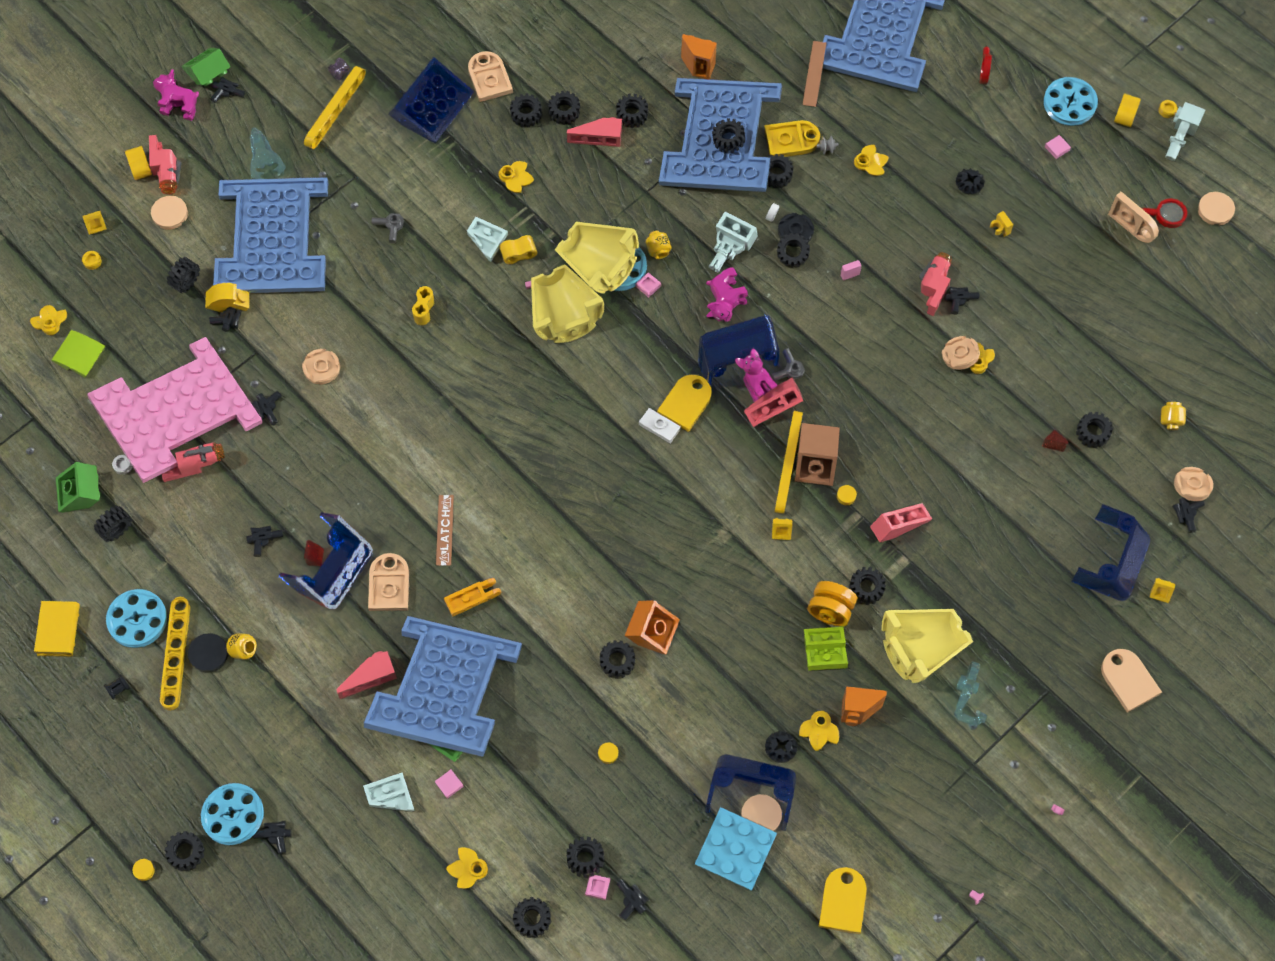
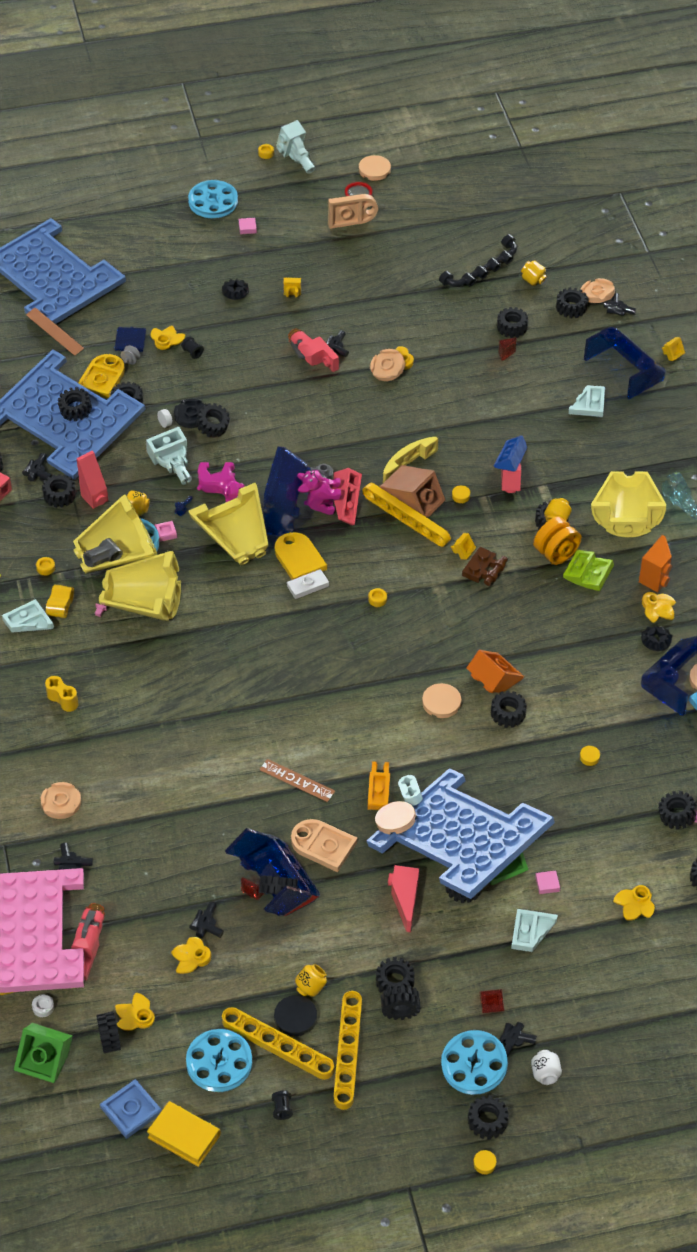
camera: 60 degrees left, 15 degrees down
(62, 578) = (130, 1108): none -> medium blue tile
(148, 532) = (133, 1013): none -> yellow plate
(195, 706) = (347, 1049): none -> yellow beam
(223, 544) = (189, 955): none -> yellow plate
(253, 726) = (400, 1002): none -> black tyre
(253, 874) = (546, 1067): none -> white head
(274, 701) = (394, 967): none -> black tyre
(303, 797) = (491, 1001): none -> clear red slope
(314, 571) = (274, 885): none -> black tyre
(439, 626) = (395, 817): none -> light nougat tile
(479, 622) = (410, 790): none -> light aqua beam
(552, 218) = (45, 566): none -> yellow tile
(581, 253) = (104, 552): none -> dark grey piece
(595, 599) = (441, 700): none -> light nougat tile
(635, 189) = (60, 498): none -> black tyre
(651, 151) = (36, 468): none -> black piece
(652, 197) = (91, 480): none -> coral slope
(675, 332) = (236, 525): none -> light yellow cone
(680, 279) = (180, 507): none -> clear blue hand
(680, 488) = (377, 597): none -> yellow tile
(772, 553) = (480, 563): none -> reddish brown plate
(850, 135) = (130, 336): none -> clear blue piece
(851, 270) = (259, 394): bright pink tile -> none
(858, 425) = (423, 448): none -> light yellow slope
(864, 586) = (558, 507): none -> yellow head
(870, 188) = (192, 347): none -> black bush
(913, 512) = (511, 454): none -> blue slope
(986, 66) = (143, 227): red piece -> none
(1037, 548) = (589, 402): none -> light aqua wing
(1127, 110) = (249, 171): yellow axle -> none
(1143, 369) = (508, 241): none -> black bar
(1166, 461) = (568, 309): none -> black tyre

